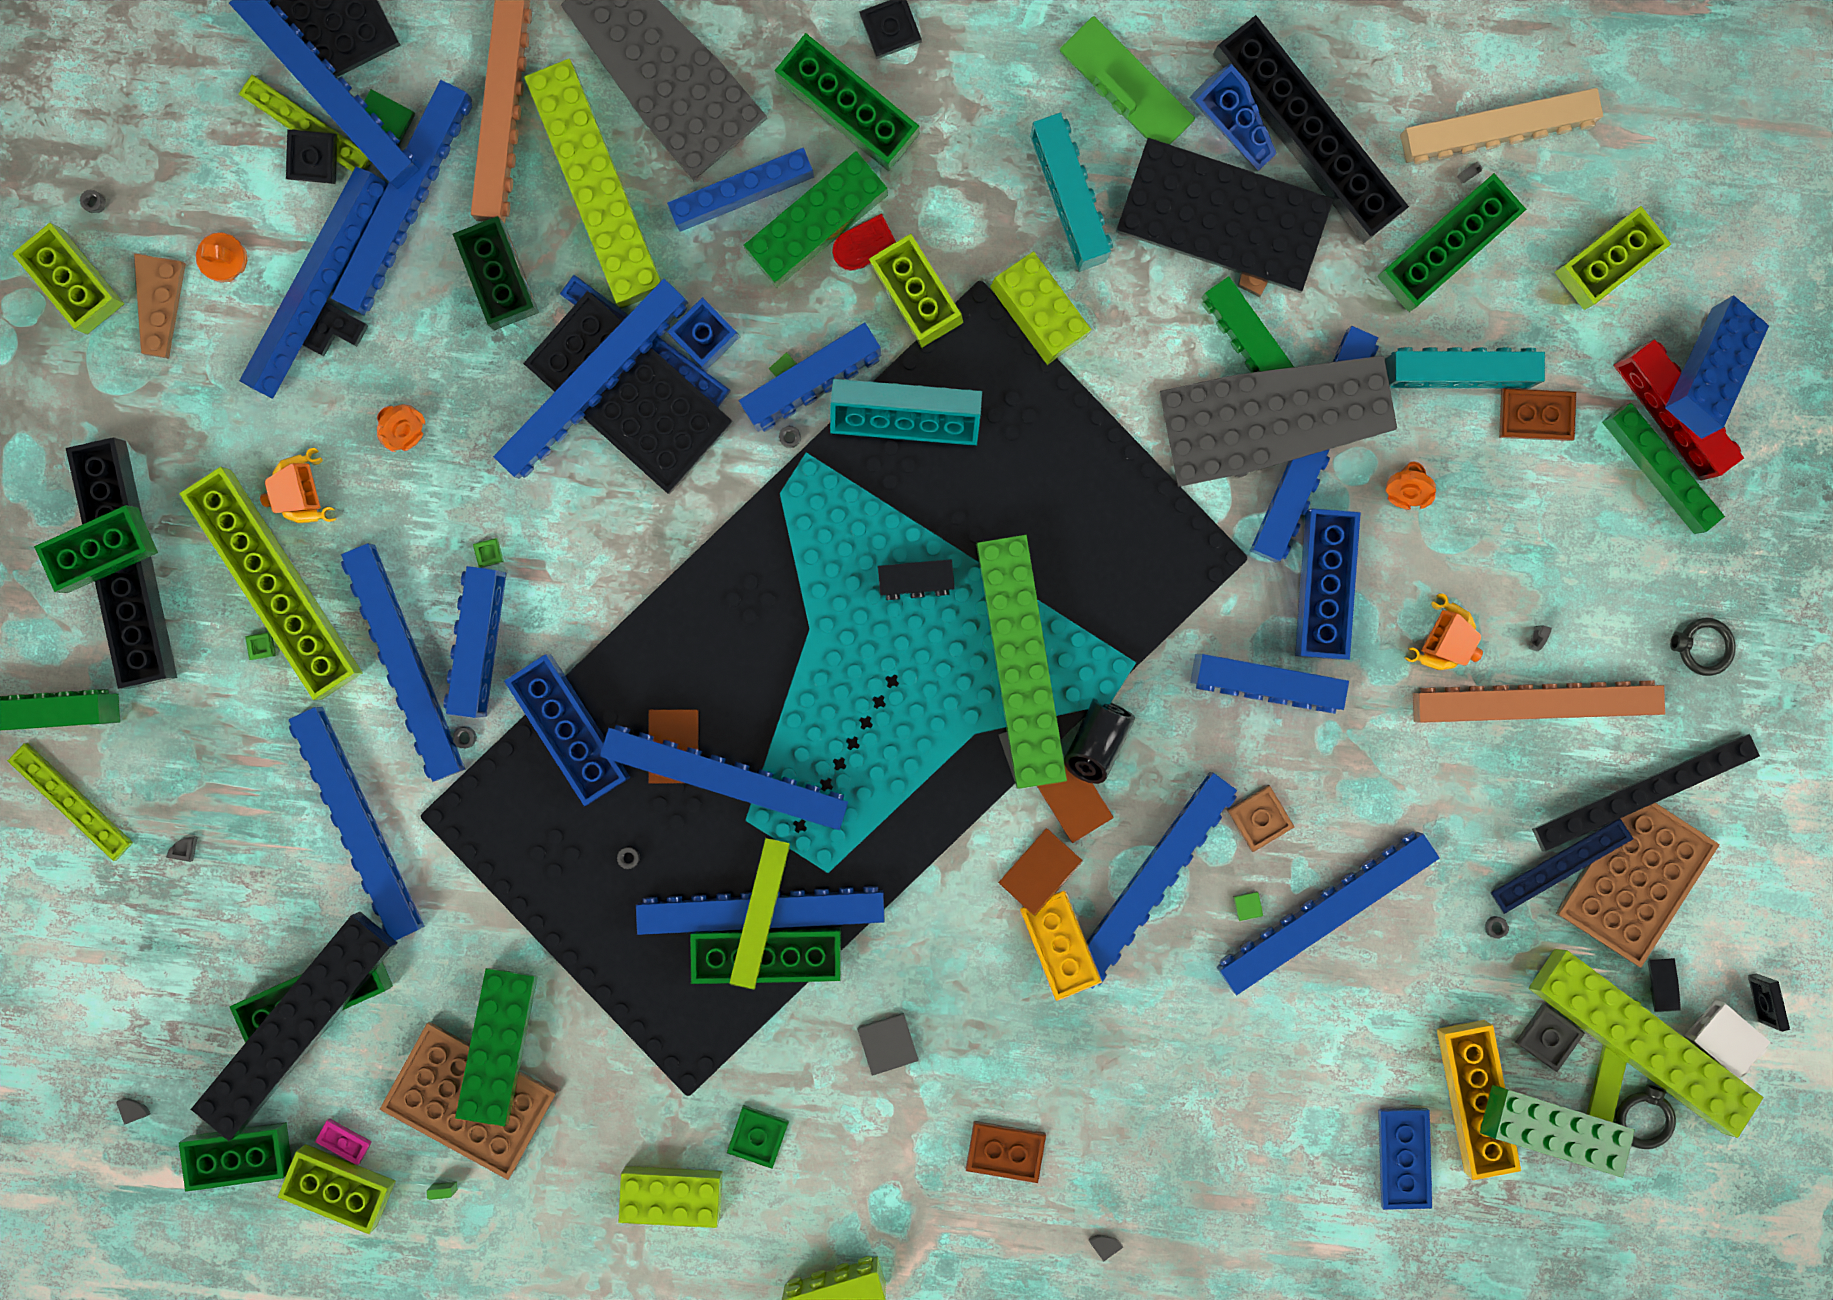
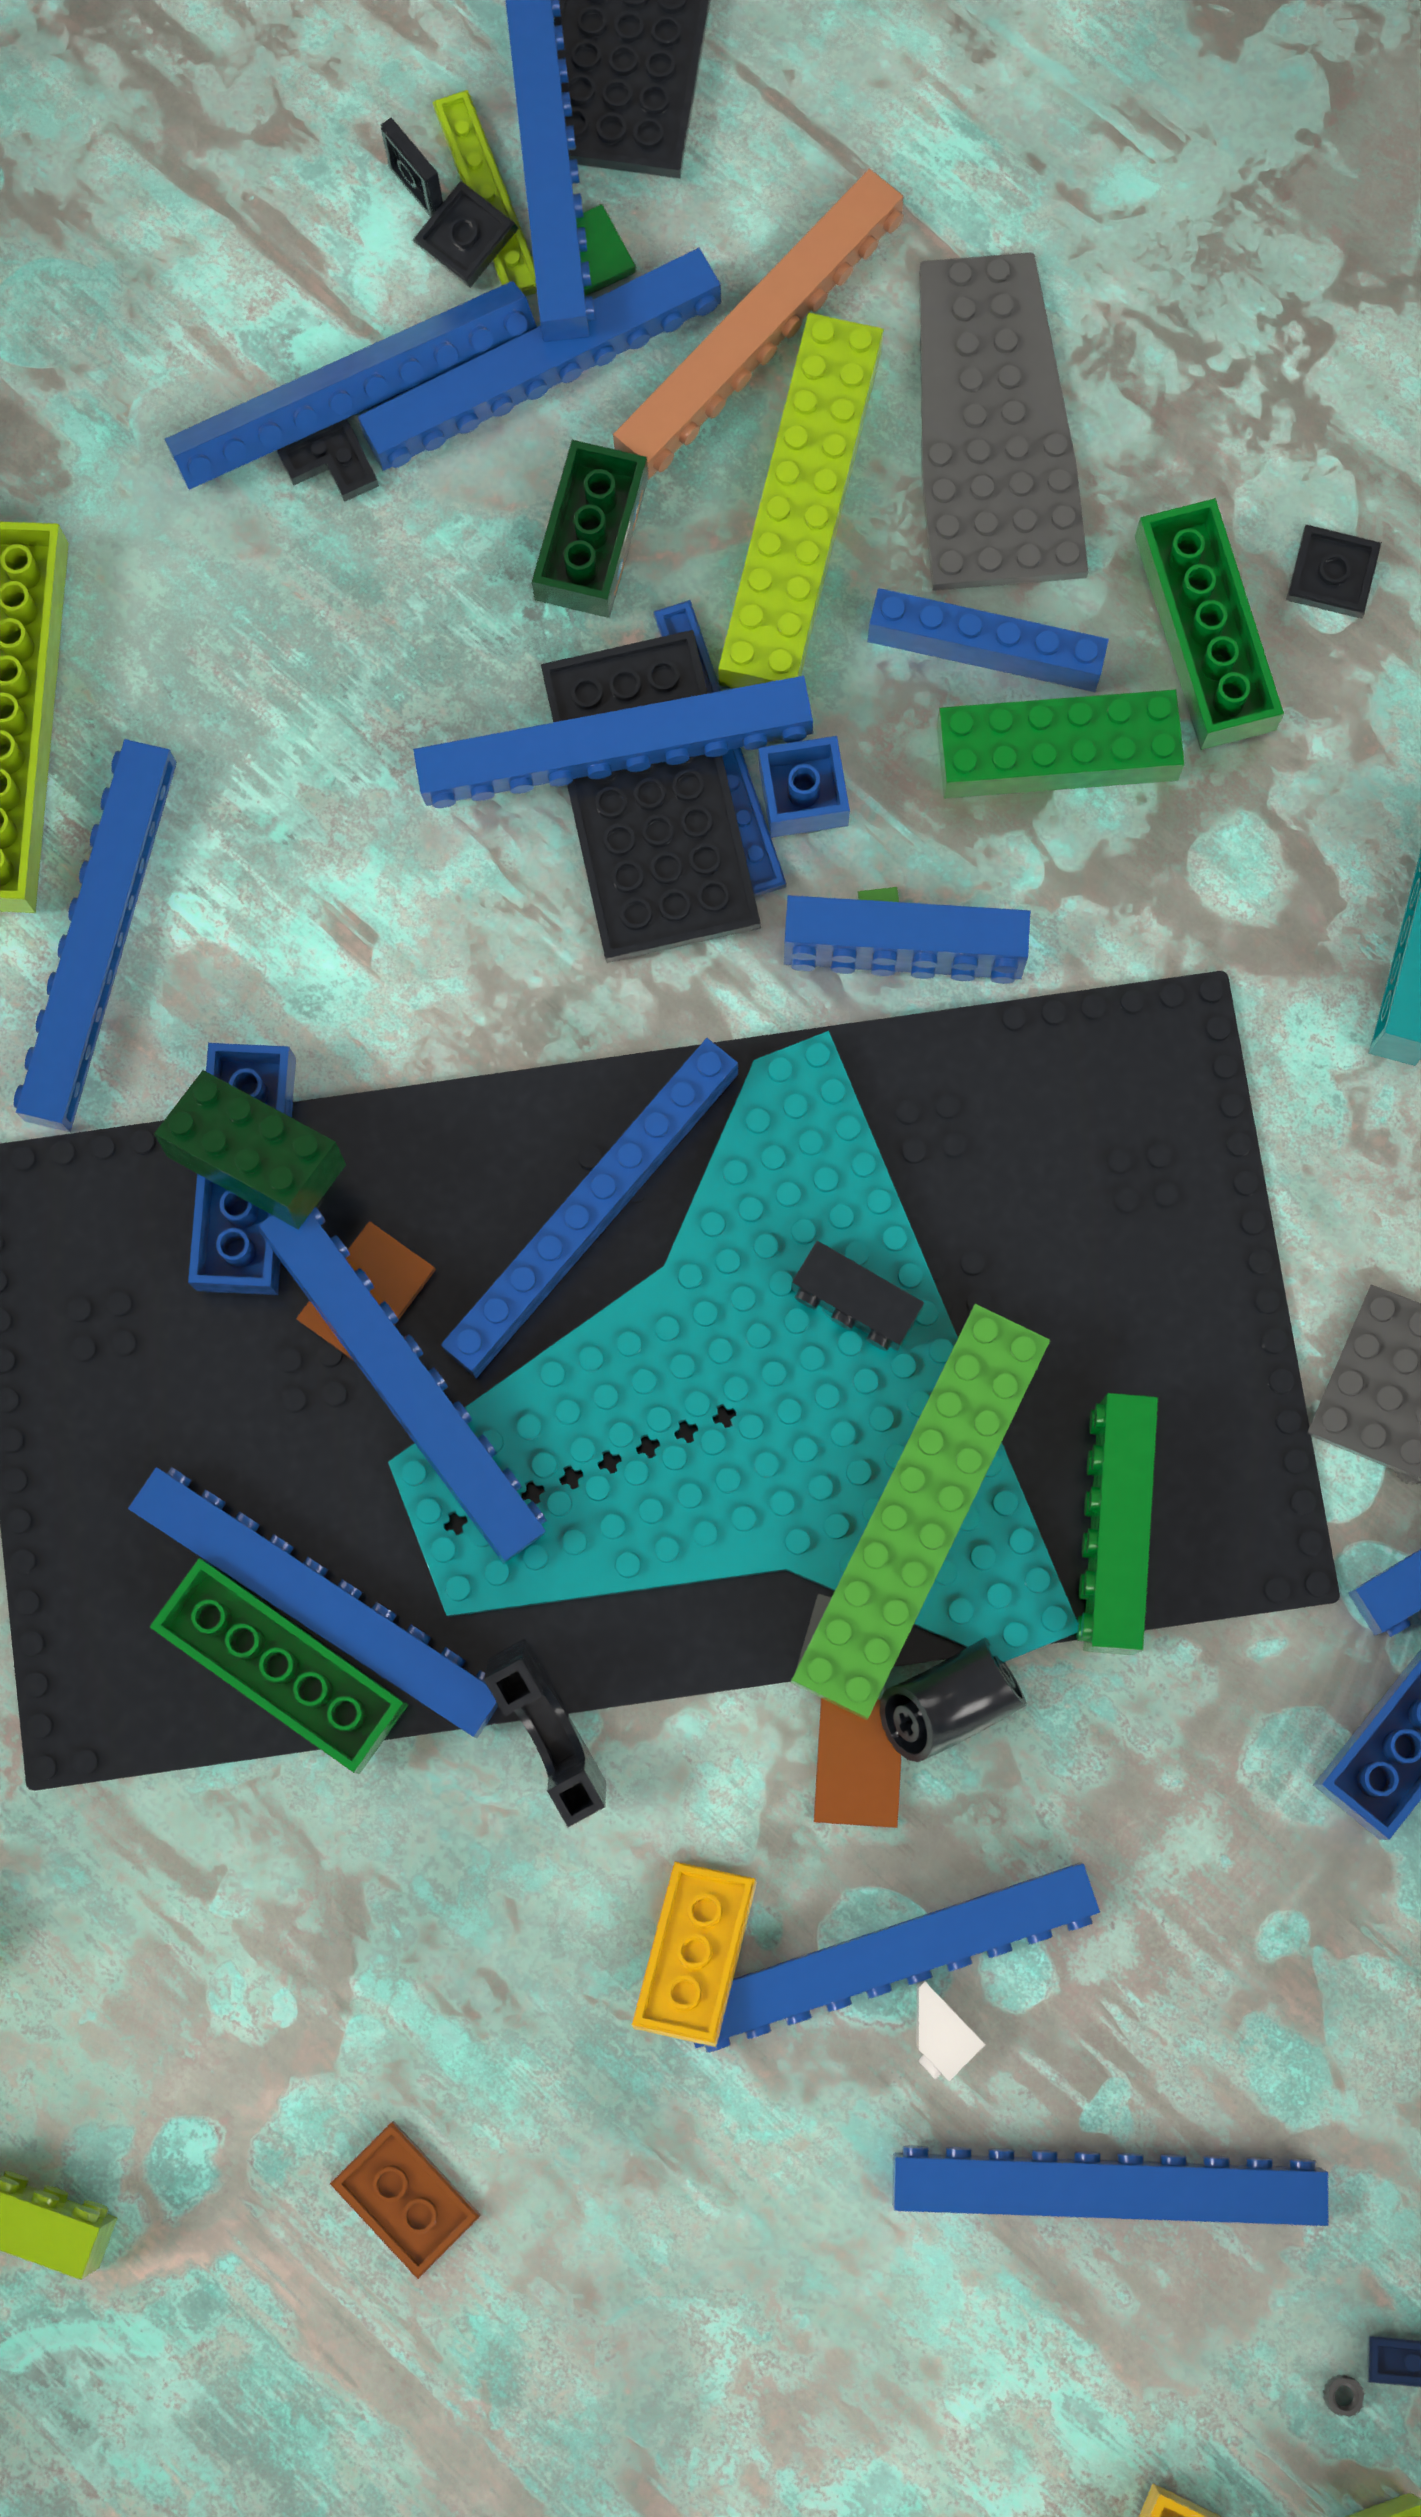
camera: 45 degrees right, 10 degrees down
(68, 278) = (51, 175): lime brick -> none
(85, 198) = (156, 119): dark grey axle -> none
(158, 300) = (142, 276): medium nougat wing -> none
(221, 257) = (259, 279): orange tile -> none
(256, 141) = (411, 167): none -> black tile
(293, 490) = (126, 620): orange torso -> none
(399, 427) = (322, 635): orange tile -> none
(472, 739) = (90, 1083): dark grey axle -> none
(475, 642) = (210, 971): blue brick -> none
(488, 553) = (313, 873): bright green tile -> none
(567, 722) = (250, 1149): none -> dark green brick
(620, 860) = (191, 1387): dark grey axle -> none
(753, 625) = (590, 1208): none -> blue brick
(757, 1136) = (79, 1918): green tile -> none
(759, 914) = (312, 1599): lime tile -> none
(797, 437) = (826, 987): dark grey axle -> none
(861, 243) = (1101, 821): red window -> none
(887, 1044) = (353, 1919): dark grey tile -> none
(891, 883) = (572, 1773): none -> black arch
(905, 412) = (1001, 1066): teal brick -> none
(916, 290) = (1129, 922): lime brick -> none
(1040, 307) = (1282, 1060): lime brick -> none
(1040, 872) = (741, 1829): dark orange tile -> none
(1105, 1246) = (447, 2447): dark grey tile -> none
(1120, 599) = (1119, 1524): none -> green brick
(1202, 898) = (942, 2035): none -> white slope
(1248, 906) = (1000, 2096): bright green tile -> none
(1260, 818) = (1105, 1982): medium nougat tile -> none
(1271, 682) = (1252, 1792): blue brick -> none

